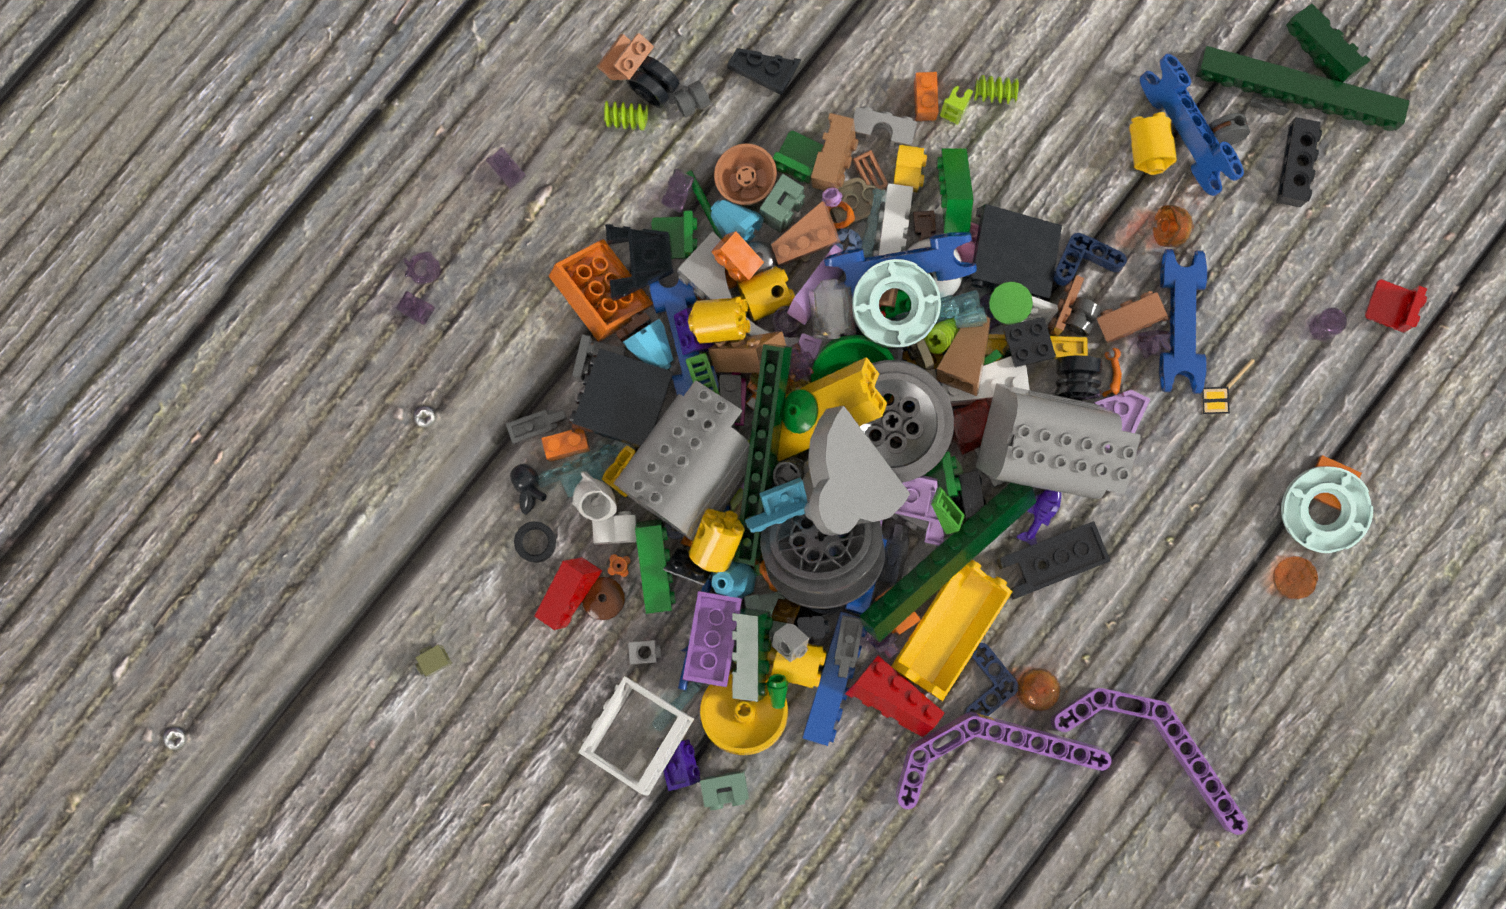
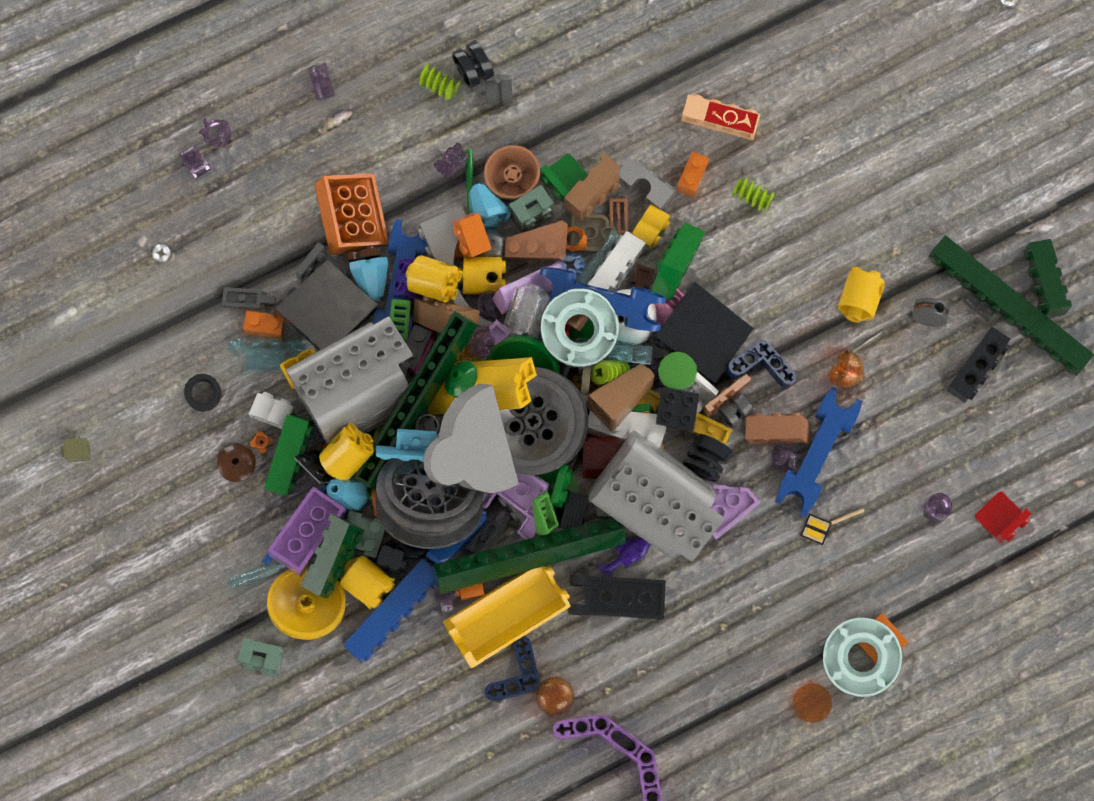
camera: 20 degrees right, 5 degrees down
(525, 481) = (217, 340): black piece -> none
(567, 592) = (209, 443): red wedge -> none
(594, 498) = (266, 377): white helmet -> none
(625, 57) = (459, 34): nougat panel -> none
(634, 652) = (242, 513): light grey brick -> none
(649, 258) = (402, 204): black wing -> none
(664, 752) = (224, 605): white window -> none
(681, 233) = (431, 196): green bracket -> none
(682, 767) = (233, 622): dark purple bracket -> none
(764, 69) = (570, 94): black wing -> none
(777, 689) = (340, 595): green cone -> none
(785, 611) = (375, 534): dark brown plate -> none
(790, 642) = (367, 560): light grey brick -> none
(832, 197) = (574, 221): lavender plate -> none
(848, 644) = (414, 586): dark grey hinge -> none
(895, 697) = (433, 647): red wedge -> none
(926, 26) = (720, 117): none -> brick
(955, 107) = (713, 195): lime hinge -> none
(971, 318) = (638, 367): clear light blue cone -> none
(1002, 736) = (505, 719): medium lavender beam -> none
(1116, 370) = (736, 479): orange piece -> none
(1192, 127) = (905, 326): blue piece -> none

